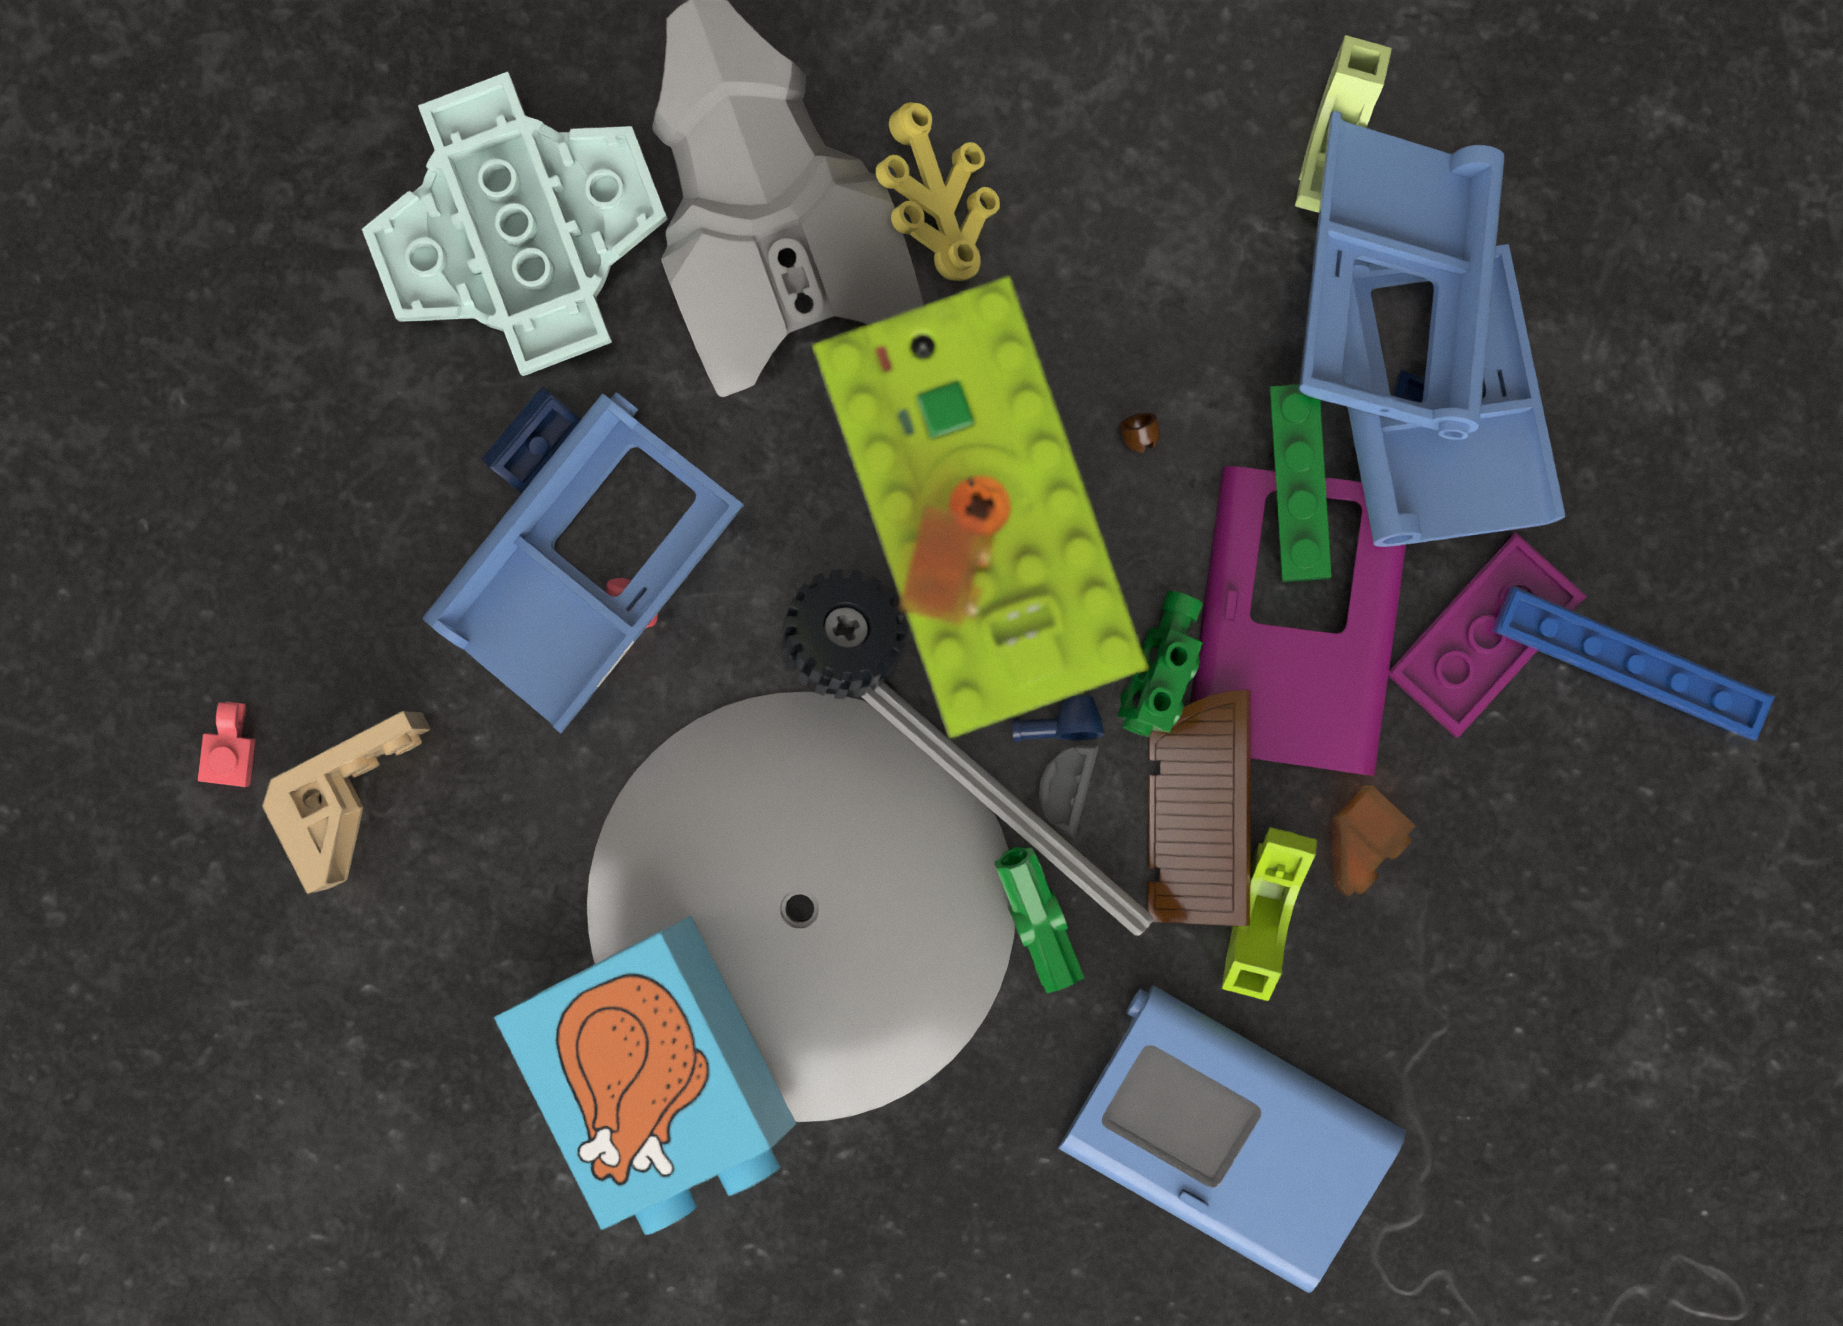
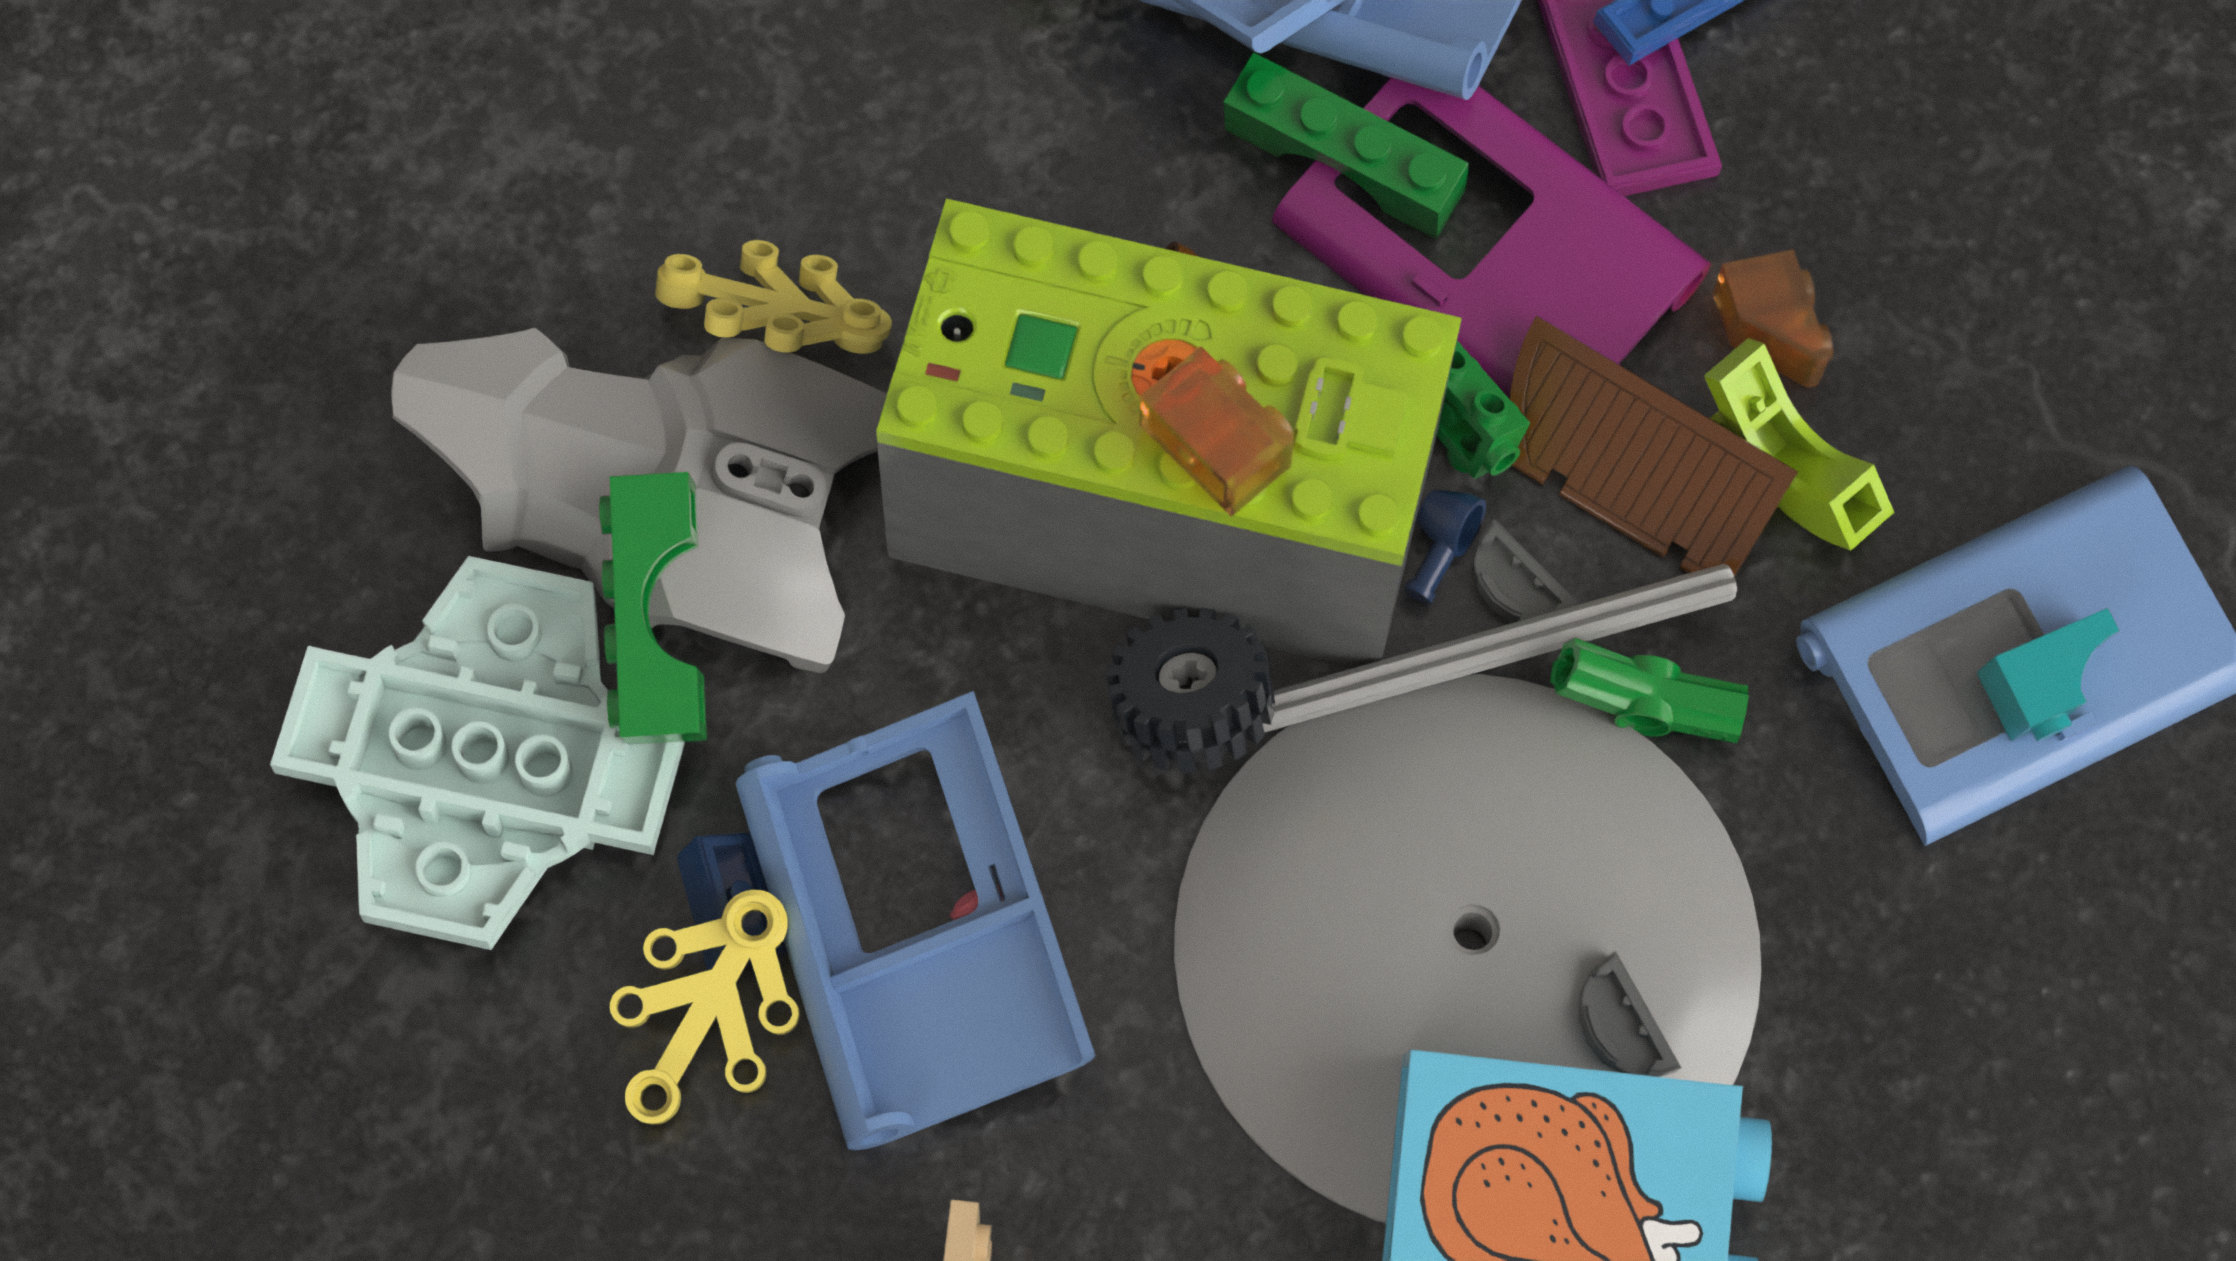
camera: 60 degrees left, 20 degrees down
(458, 474) = (712, 996): none -> light yellow plant
(609, 310) = (650, 528): none -> green arch
(797, 1036) = (1620, 1024): none -> dark grey tile
(1204, 1164) = (2041, 680): none -> teal arch

